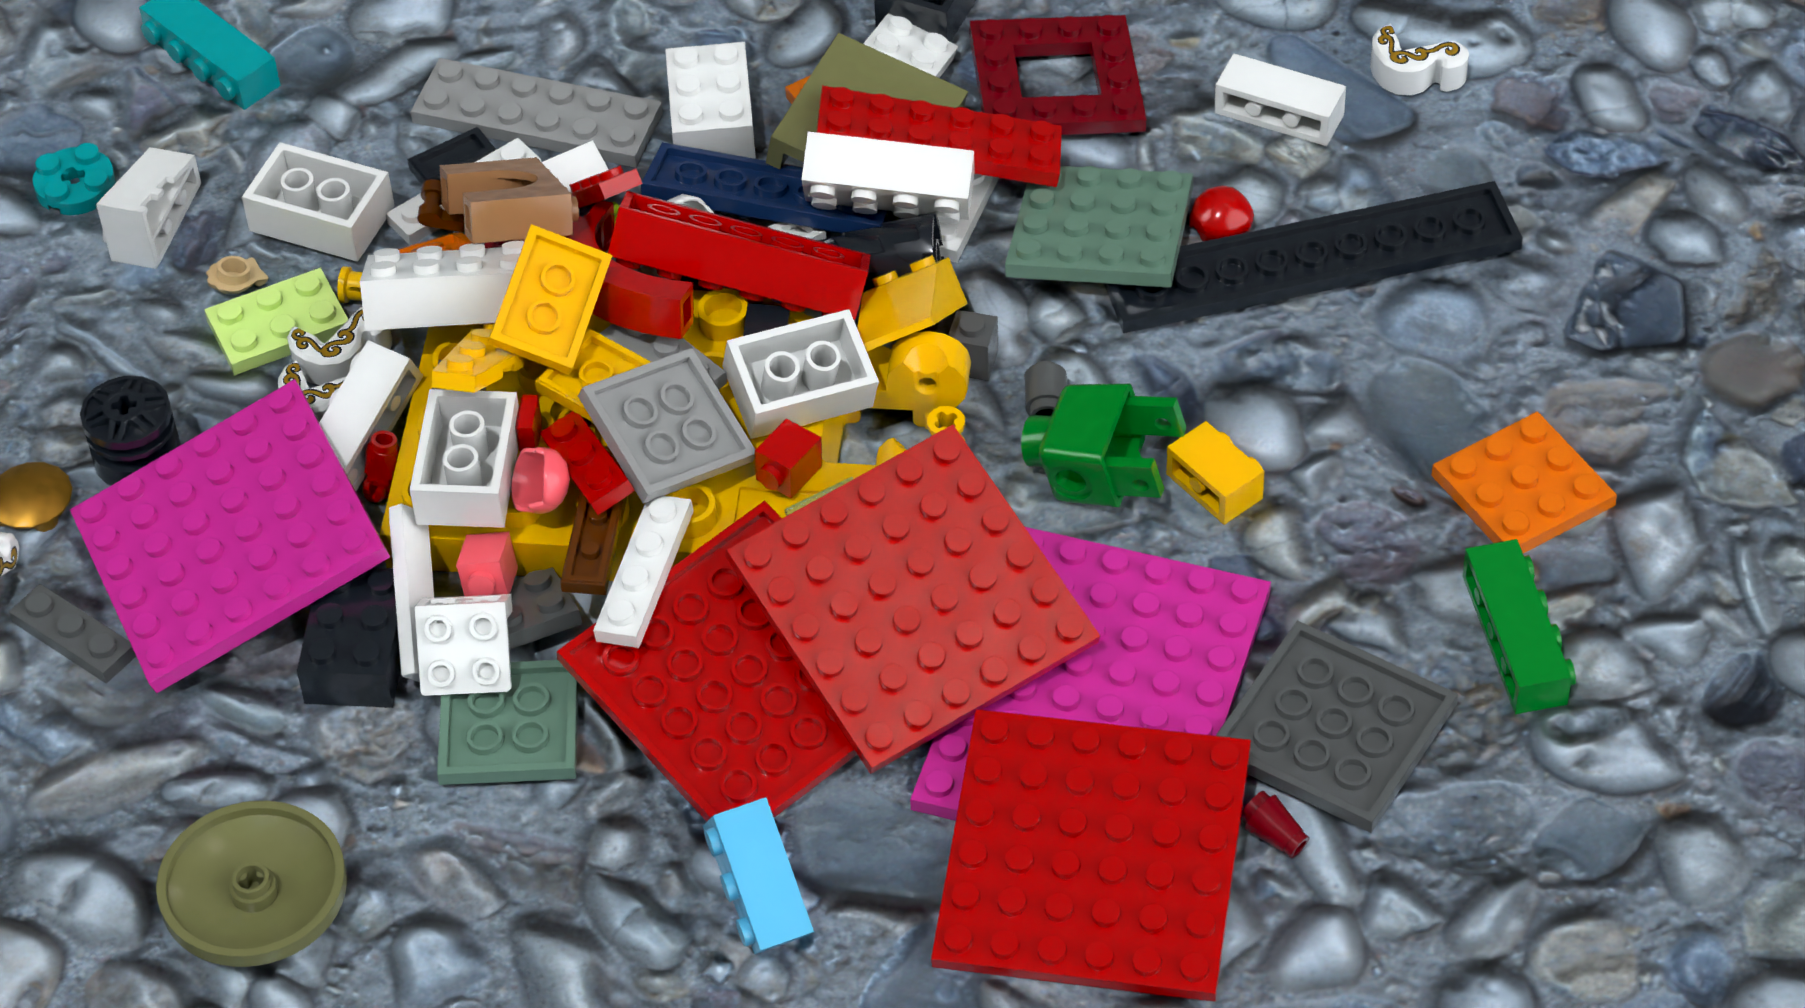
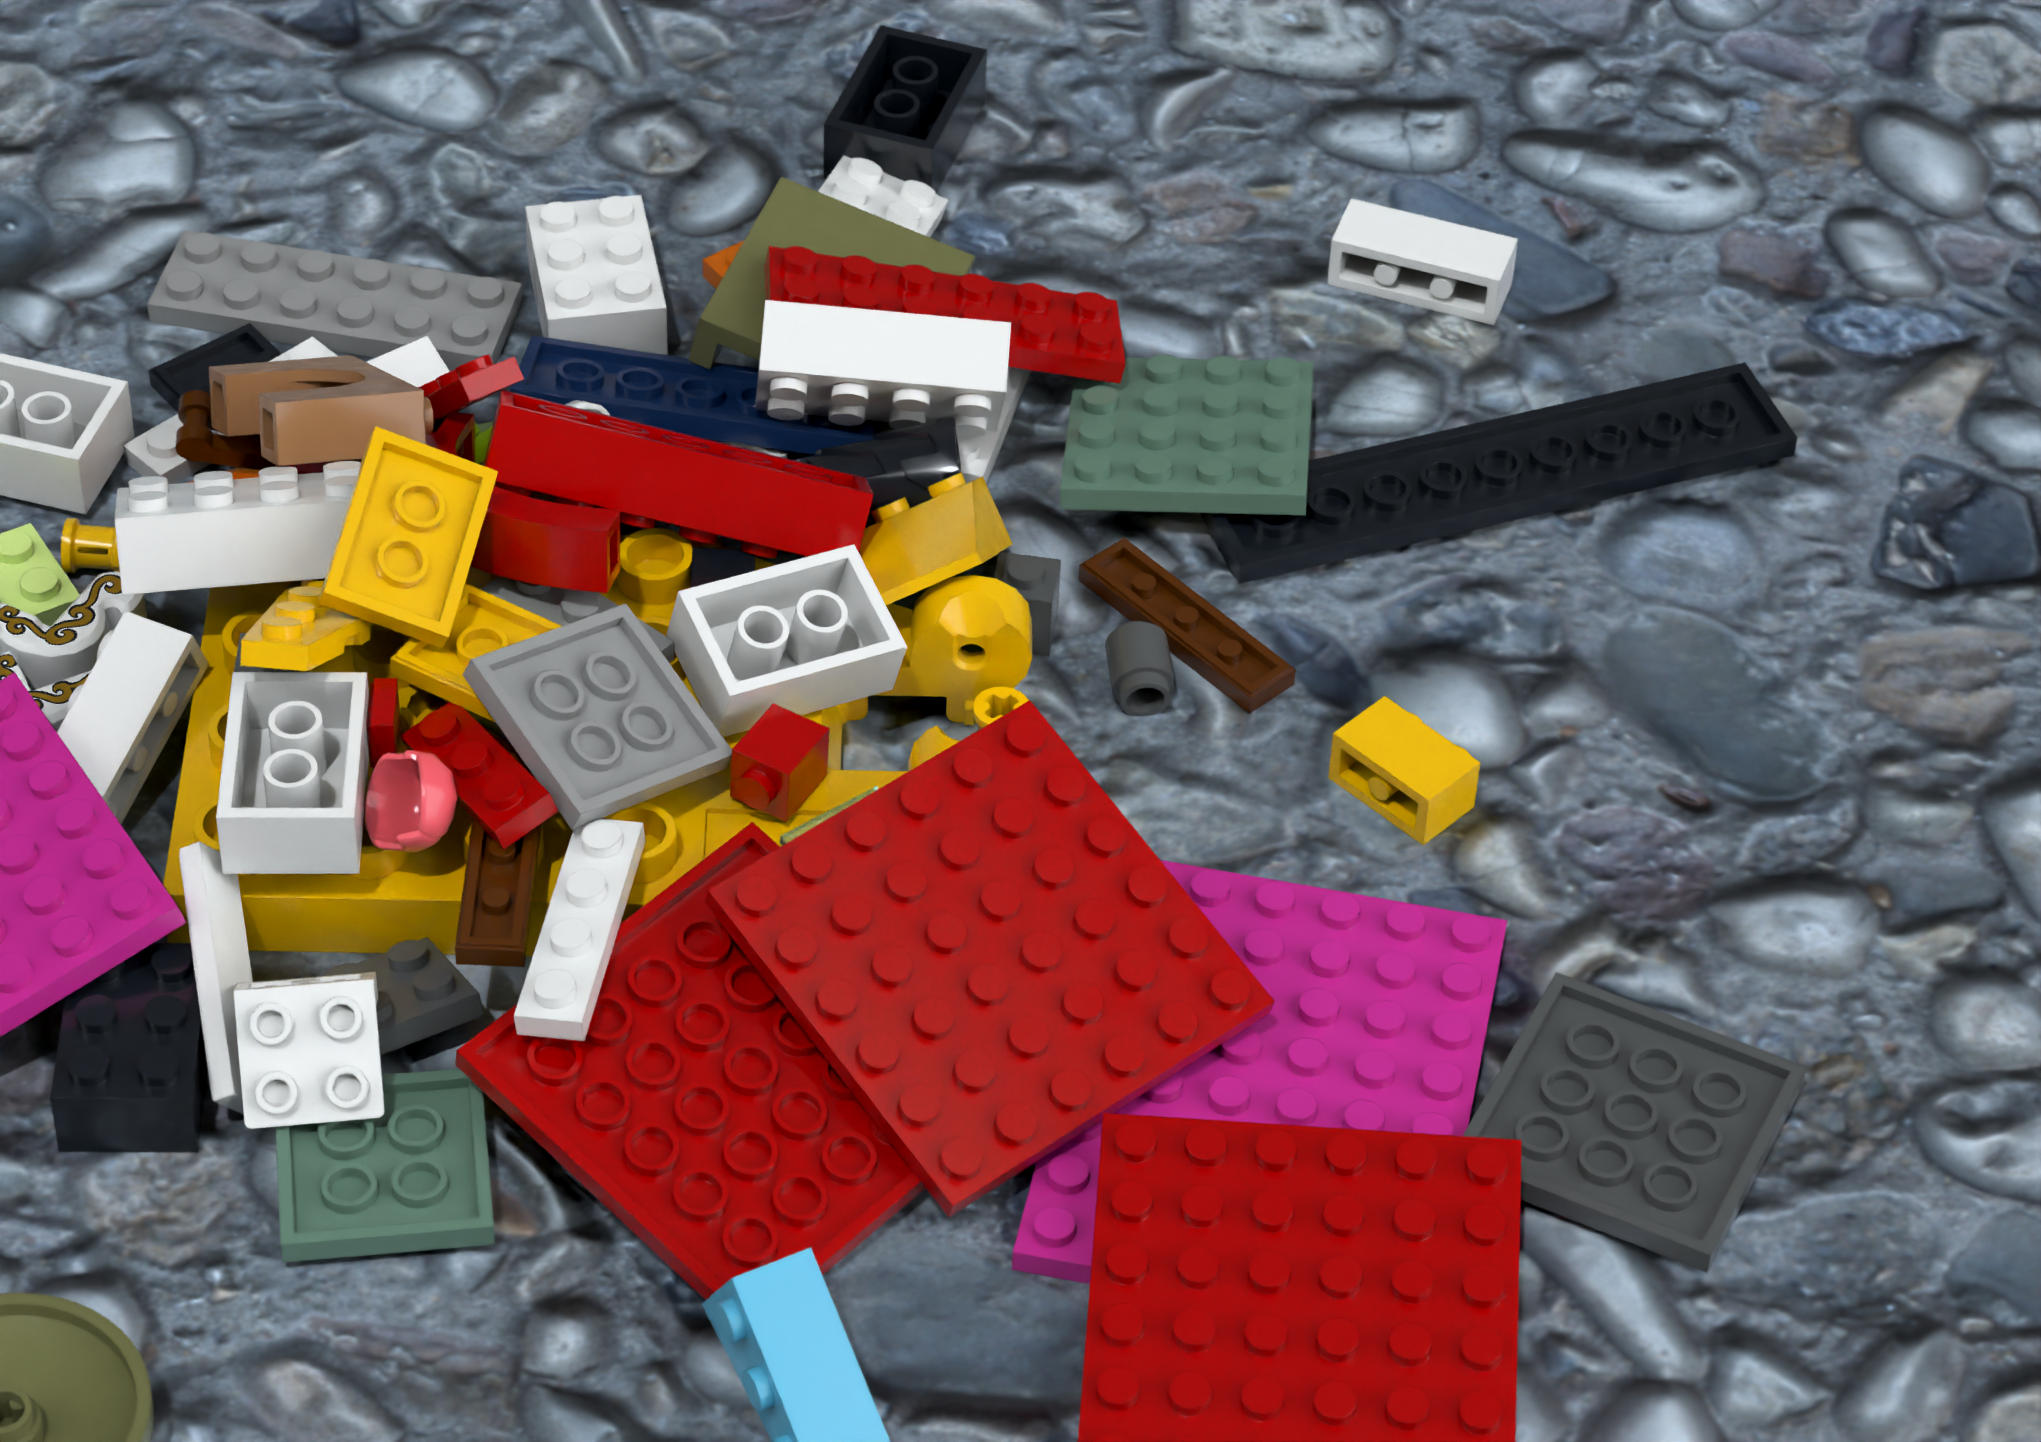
camera: 10 degrees left, 5 degrees down
(380, 465) = (152, 797): red arm -> none
(487, 564) = (332, 930): coral brick -> none
(1071, 348) = (1194, 627): none -> reddish brown tile
(1097, 441) = (1227, 731): green piece -> none
(1105, 37) = (1188, 264): dark red plate -> none
(1221, 213) = (1359, 415): red hair -> none
(1274, 824) = (1564, 1265): dark red cone -> none
(1416, 68) = (1608, 216): white animal -> none
(1518, 626) = (1877, 970): green brick -> none
(1524, 484) = (1850, 775): orange plate -> none

